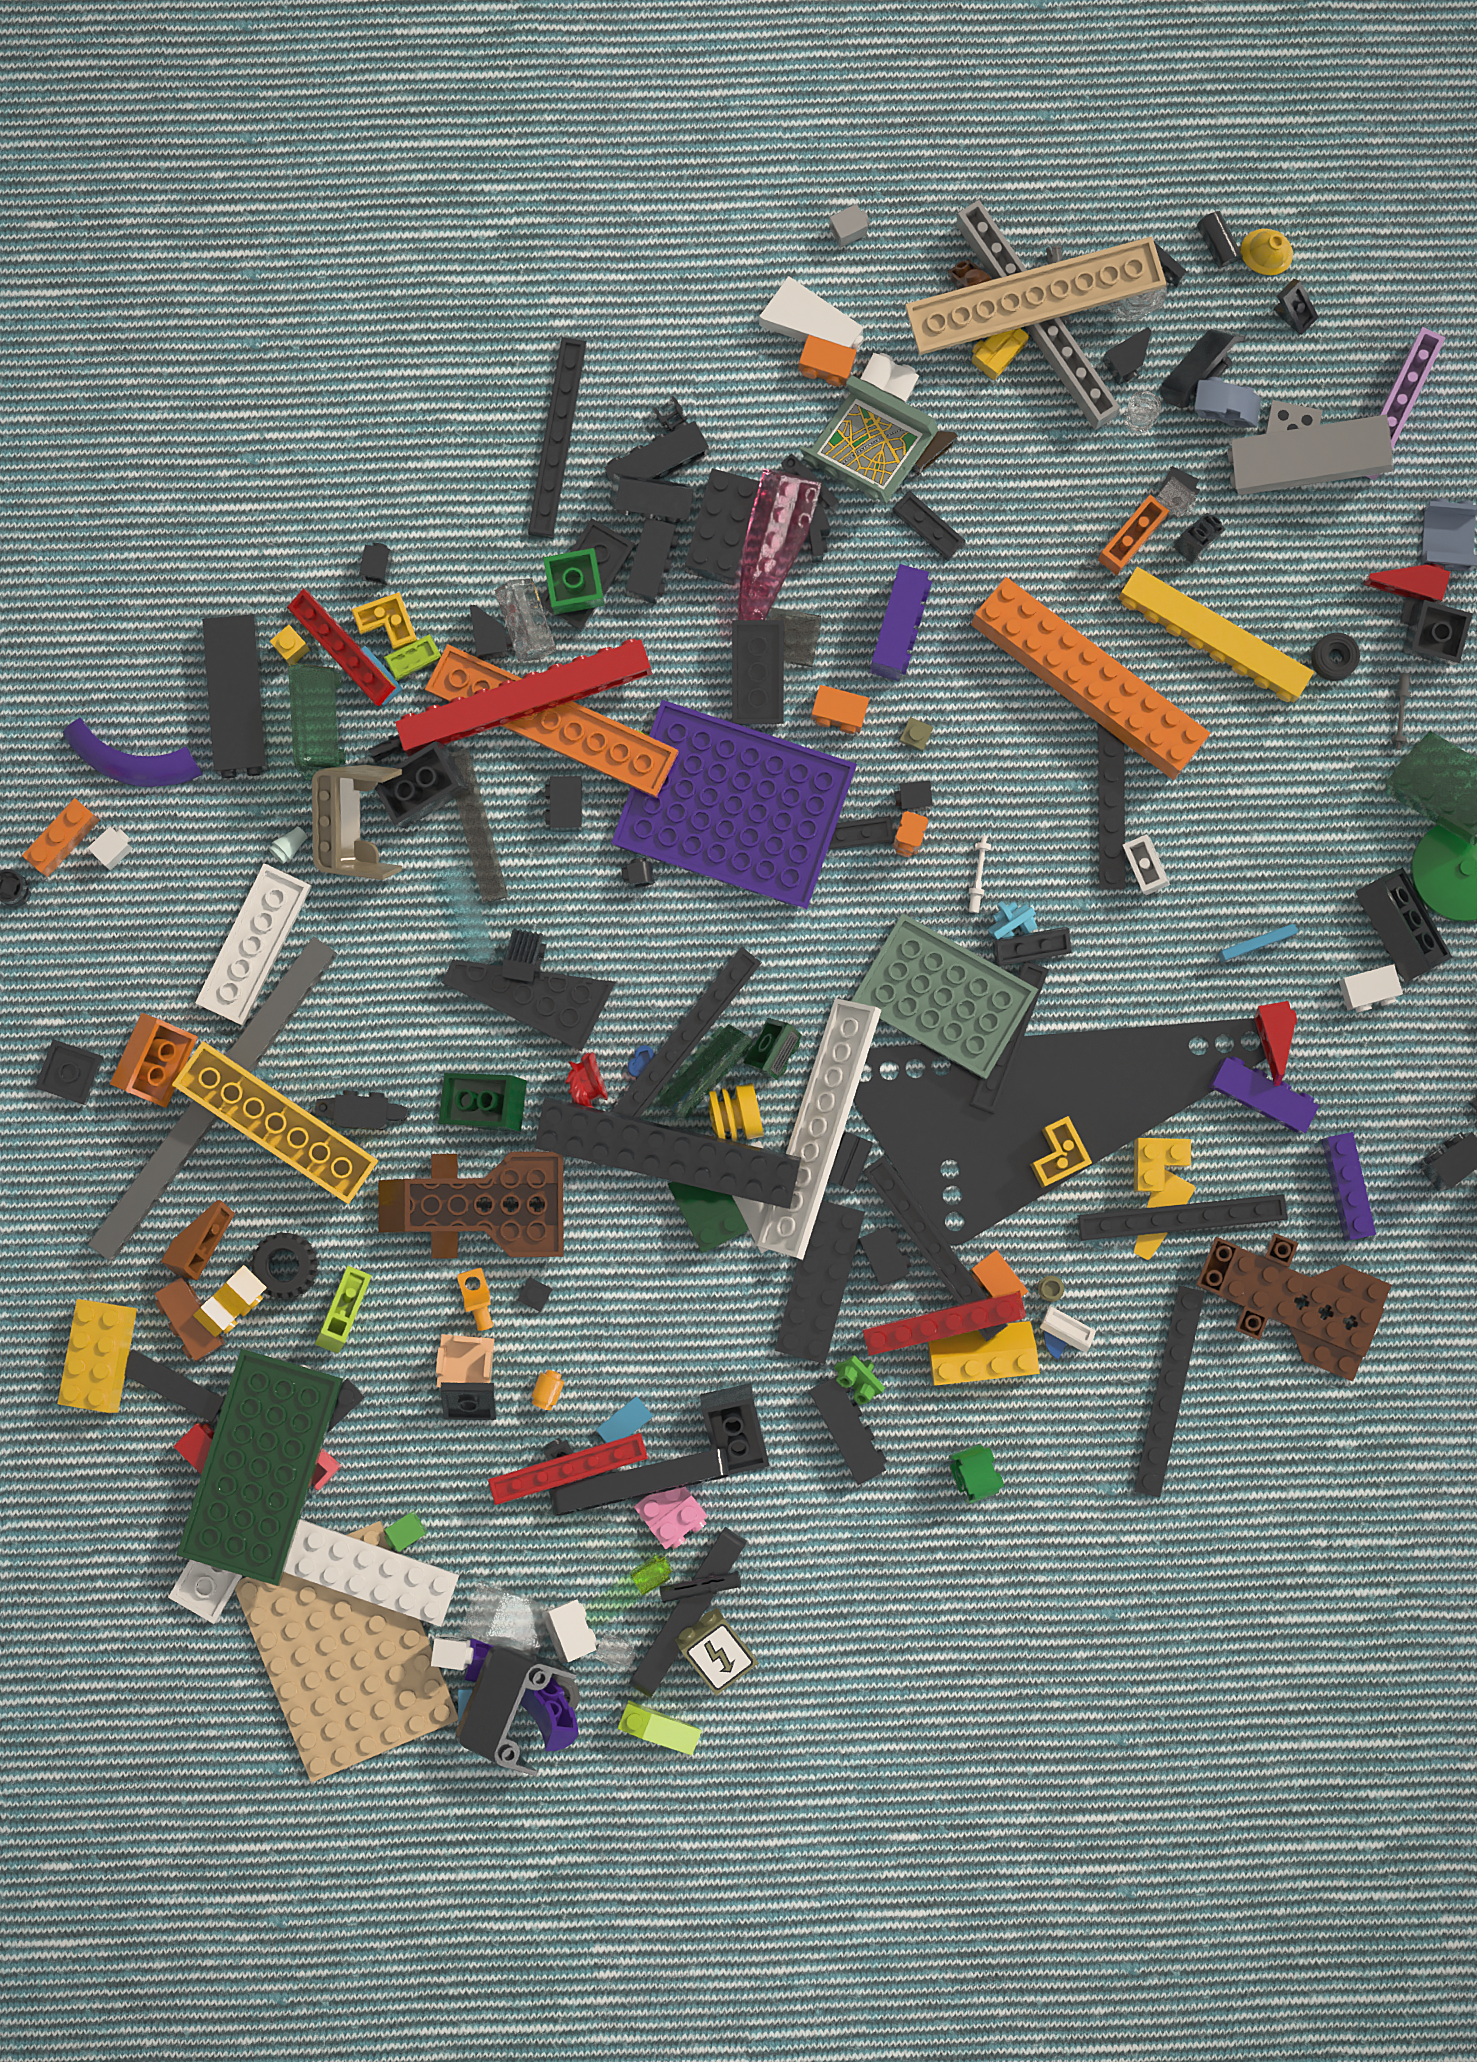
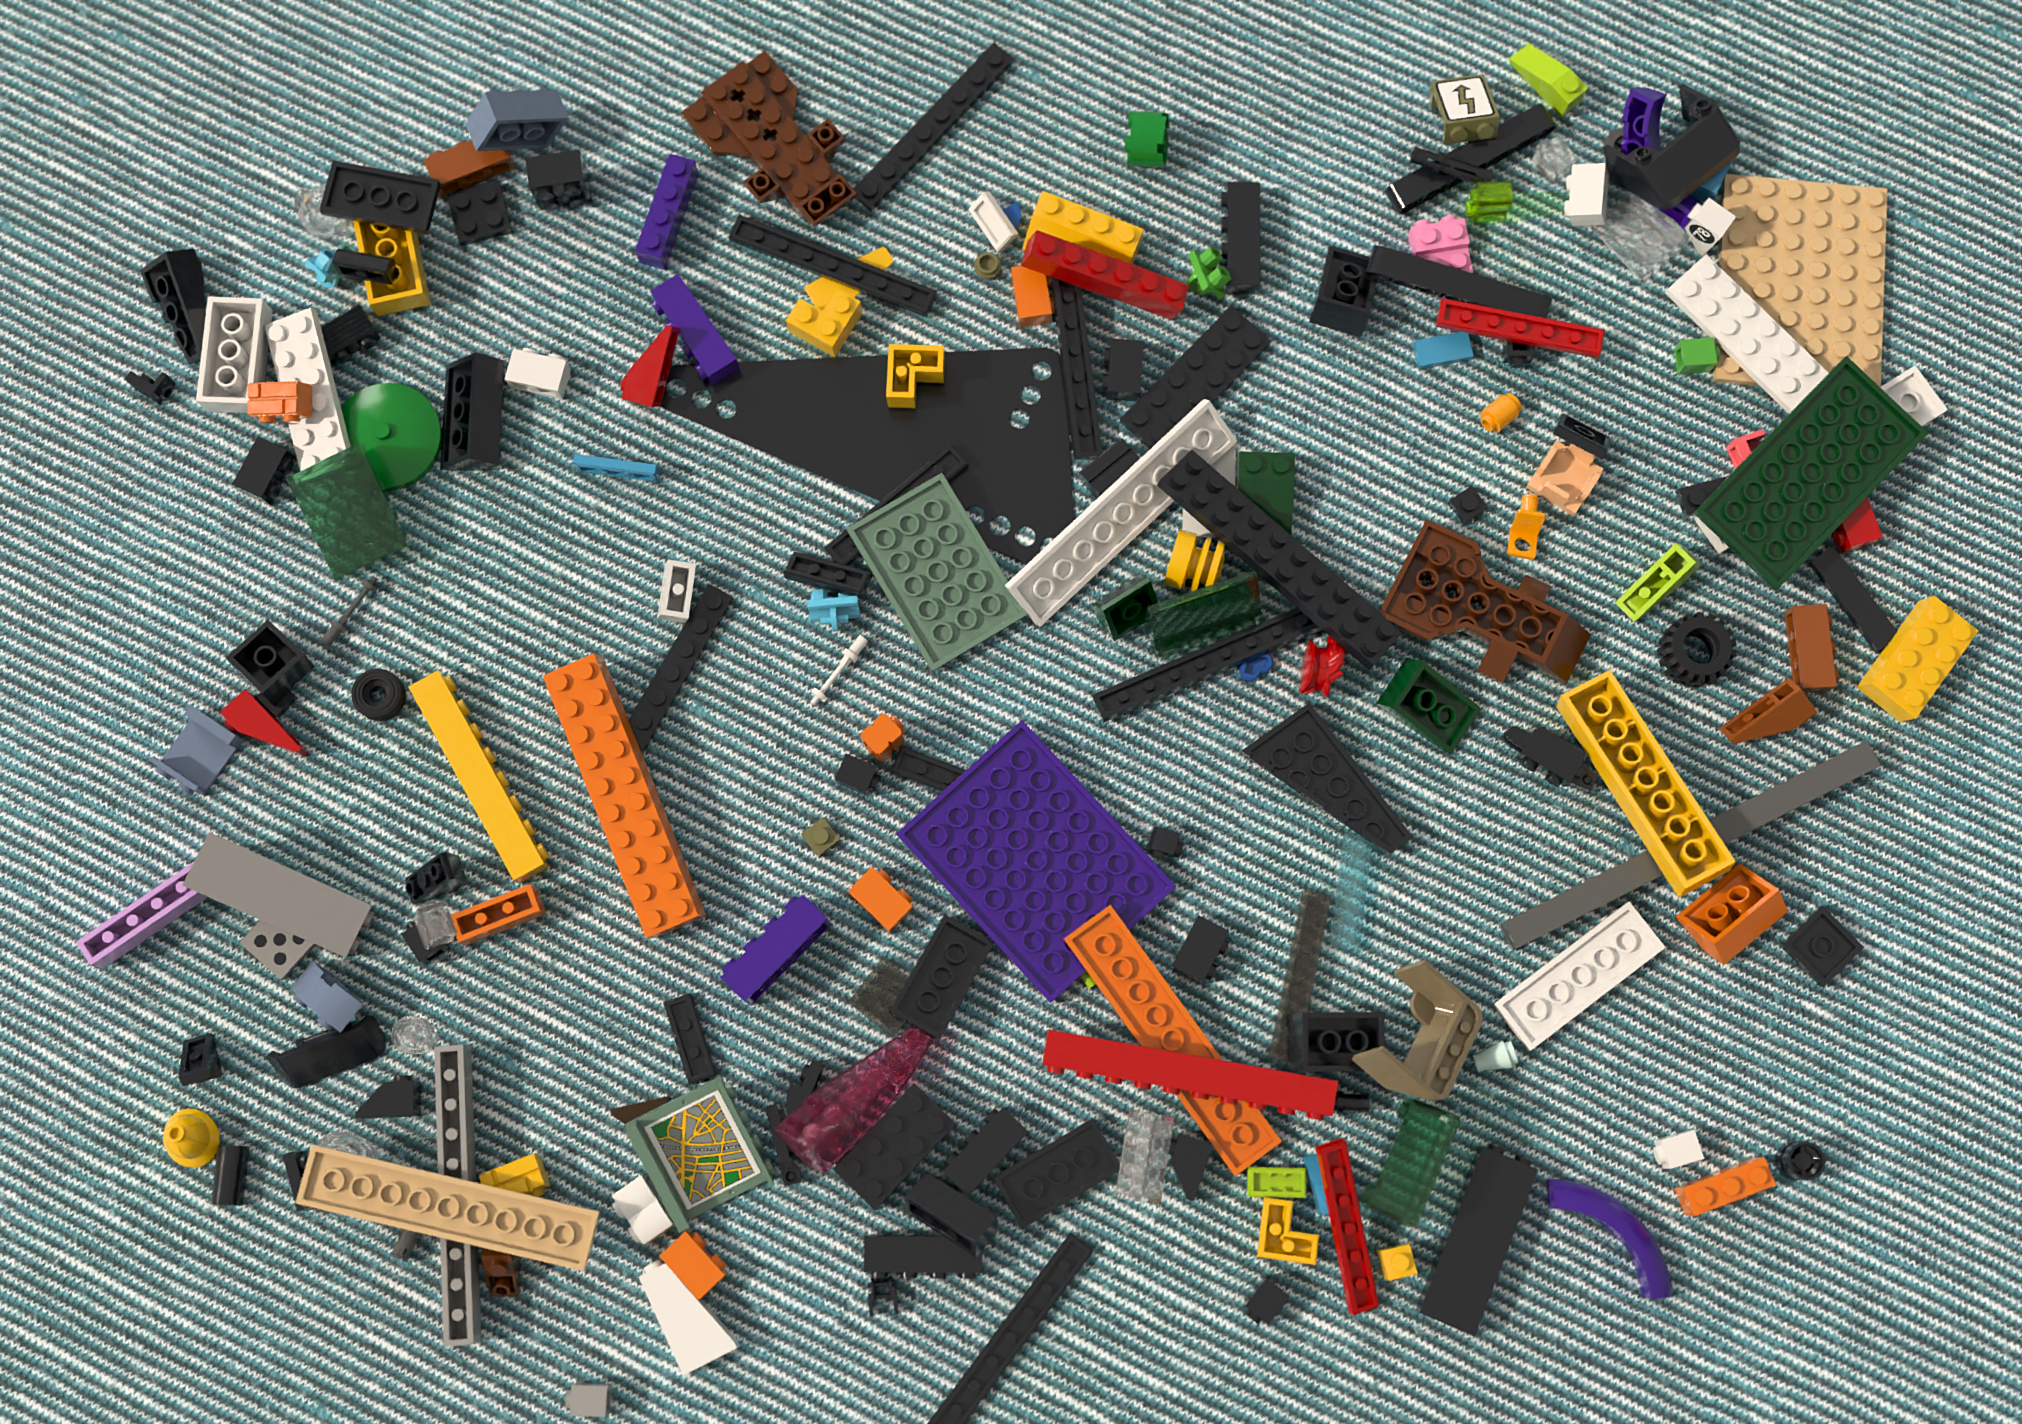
camera: 145 degrees left, 5 degrees down
(233, 1298) = (1768, 641): brick -> none
(524, 955) = (1320, 820): black brick -> none
(574, 581) = (1076, 1166): green brick -> none

